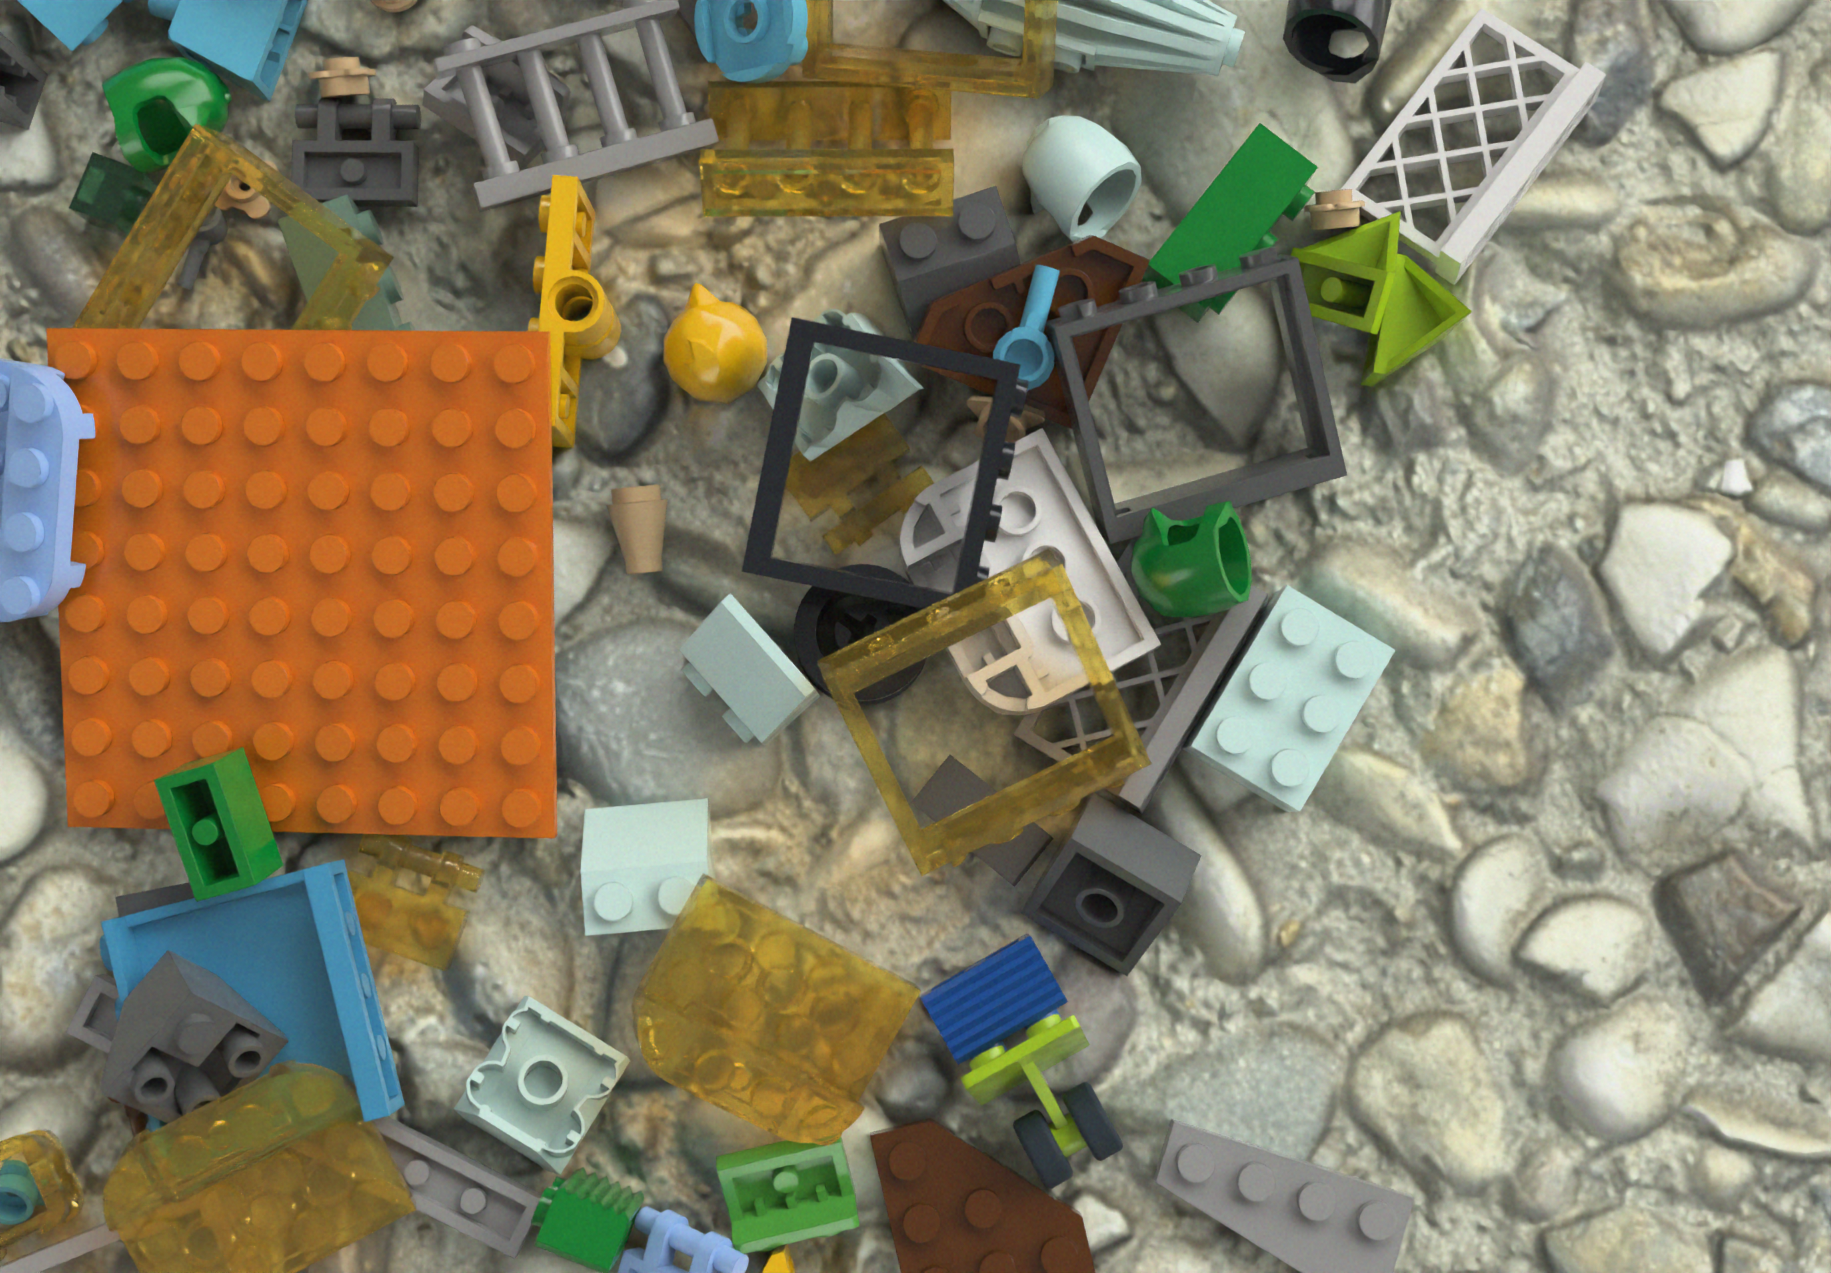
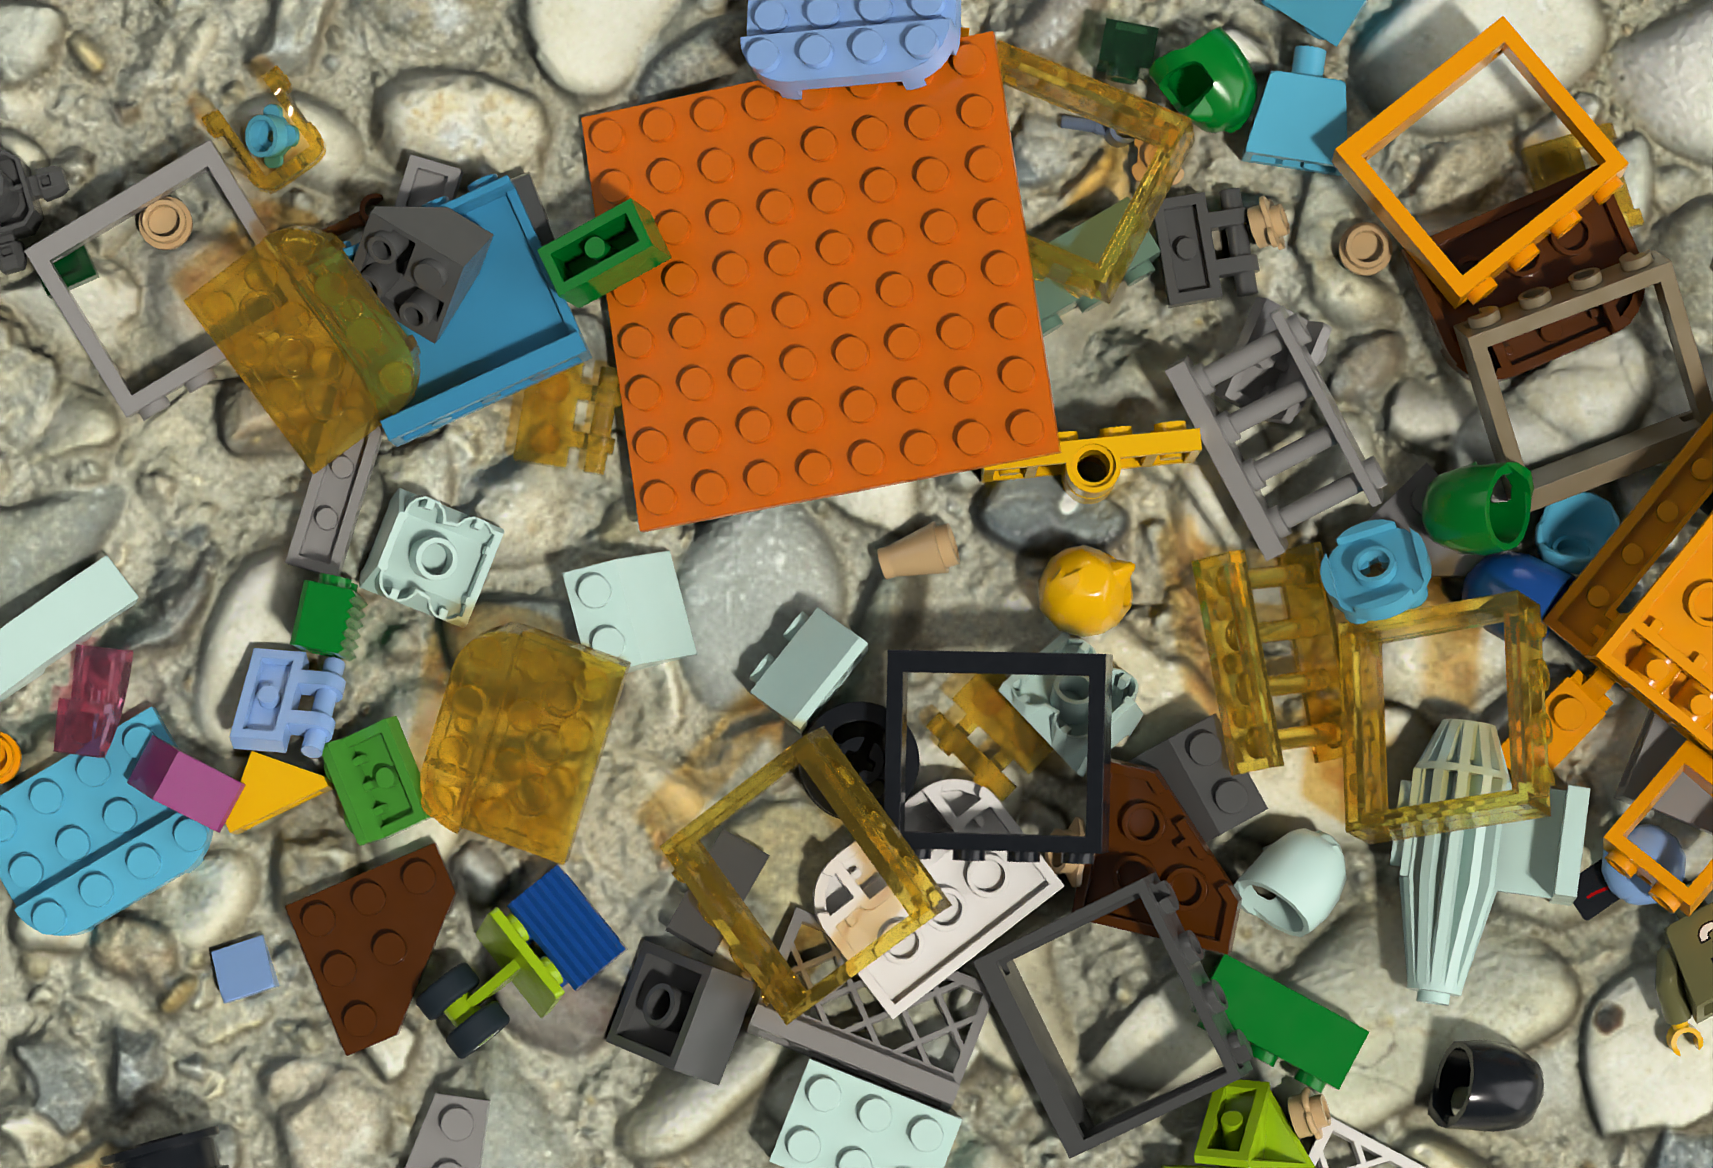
camera: 85 degrees right, 0 degrees up
(1027, 342) = (1129, 860): medium azure plate -> none
(1193, 563) = (967, 1035): green piece -> none

